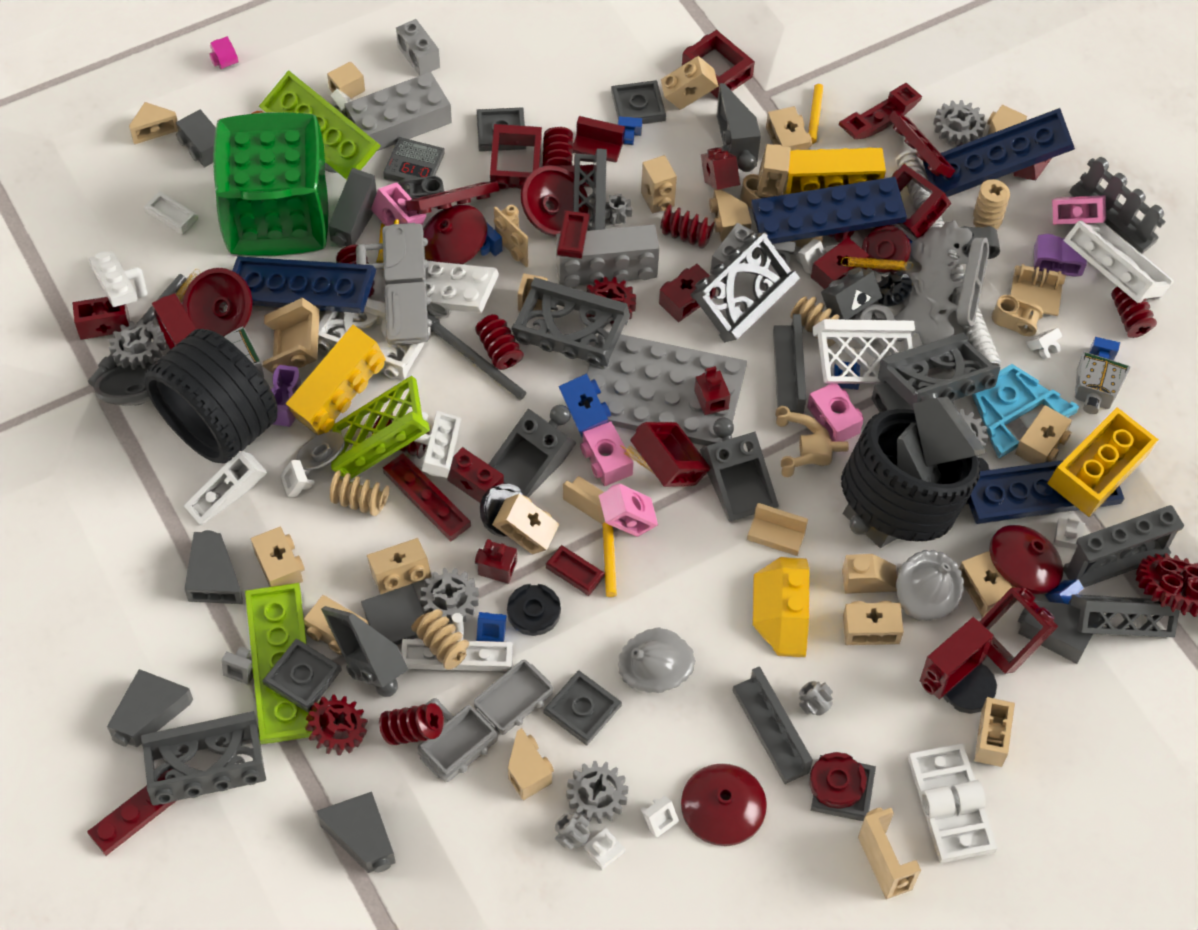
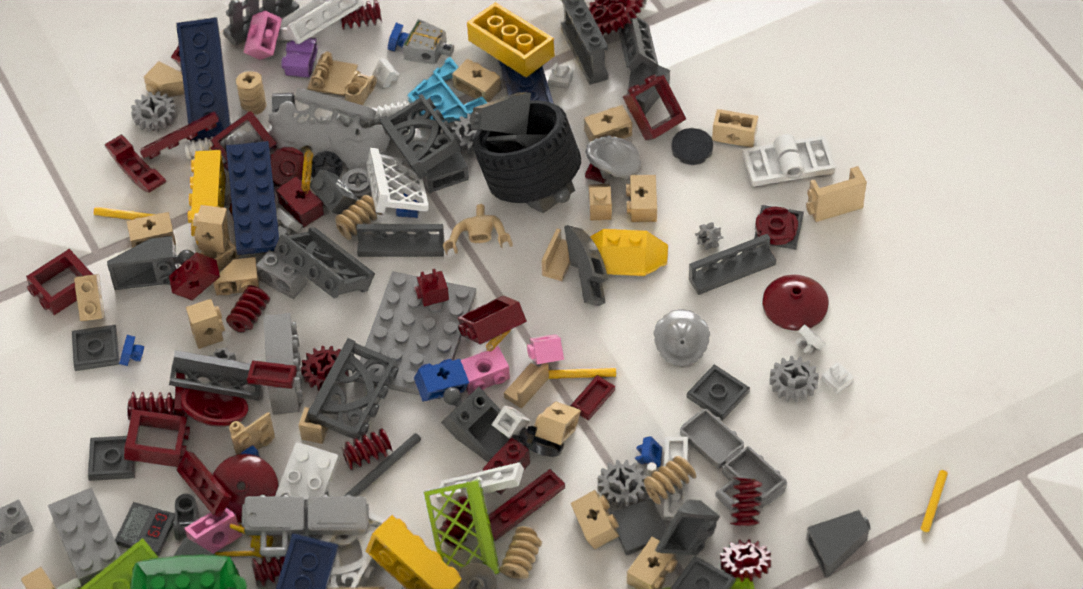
camera: 85 degrees left, 5 degrees down
(496, 561) = (588, 449): dark red brick -> none
(522, 472) = (510, 421): none -> white brick
(527, 768) = (774, 426): tan slope -> none
(533, 609) = (629, 426): black tile -> none
(572, 830) = (832, 390): light grey gear -> none
(597, 134) = (137, 376): dark red panel -> none
(676, 296) = (319, 310): dark red brick -> none
(743, 476) = (504, 276): dark grey slope -> none
(760, 556) = (589, 262): none -> dark grey slope
(832, 398) = (449, 210): bright pink brick -> none
(956, 658) = (681, 140): dark red window -> none
(1026, 559) = (588, 99): dark red dish -> none
(1064, 591) = (615, 80): blue tile -> none

